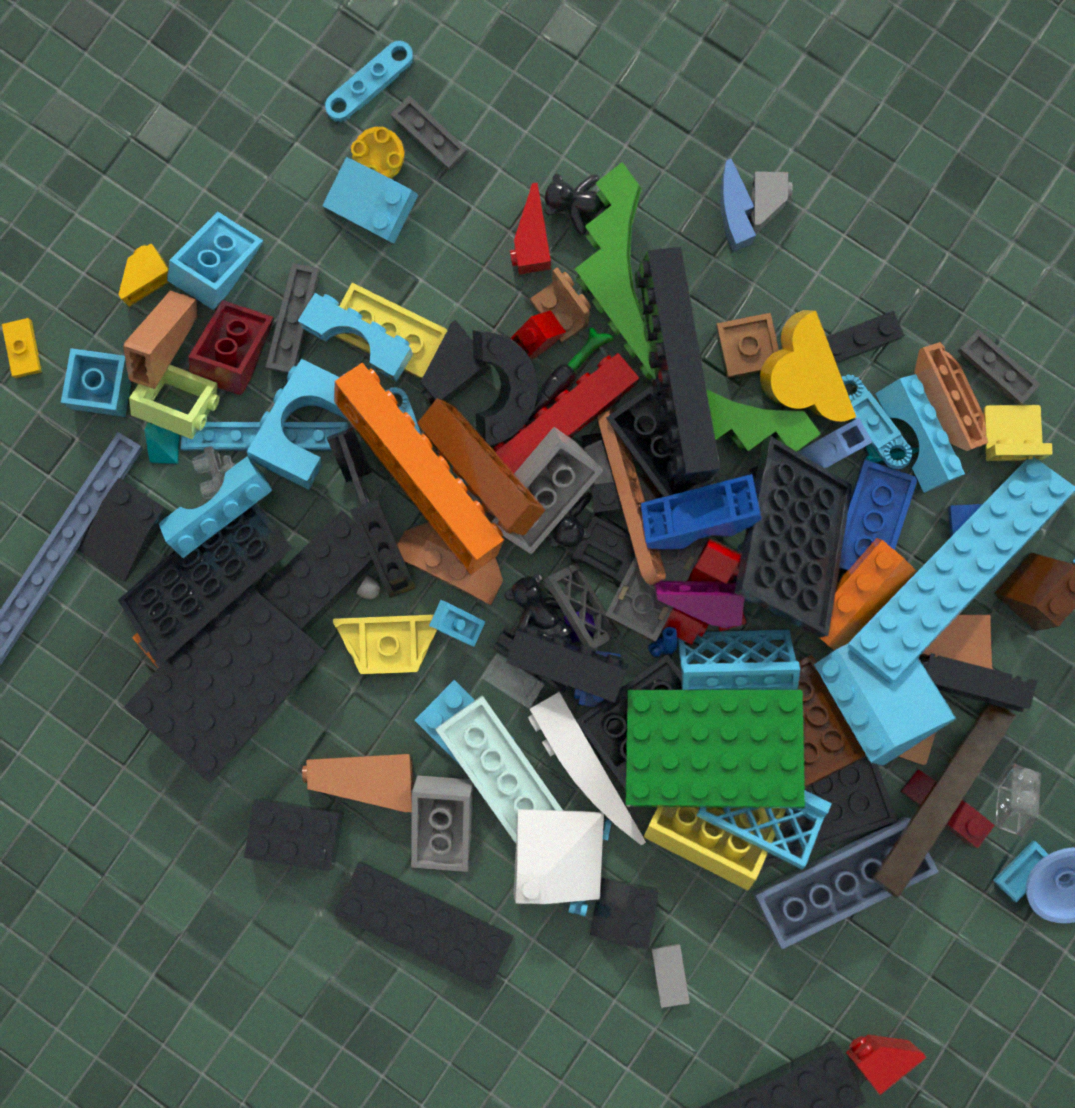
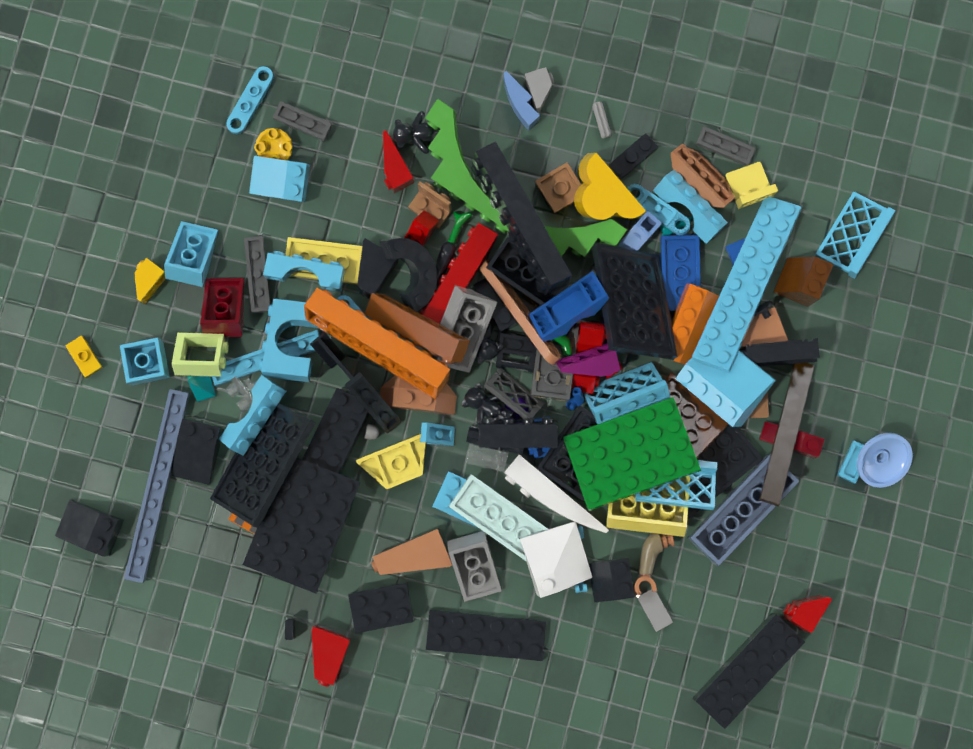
camera: 25 degrees left, 0 degrees up
(159, 338) = (176, 318): nougat slope -> none
(159, 818) = (290, 629): none -> black tile
(198, 872) = (328, 654): none -> red slope
(678, 561) = (565, 343): none -> green arm
(696, 888) = (651, 548): none -> dark tan piece
(839, 272) = (601, 119): none -> light grey axle
(972, 613) = (763, 309): none -> black plant
(1018, 800) = (833, 418): clear brick -> none

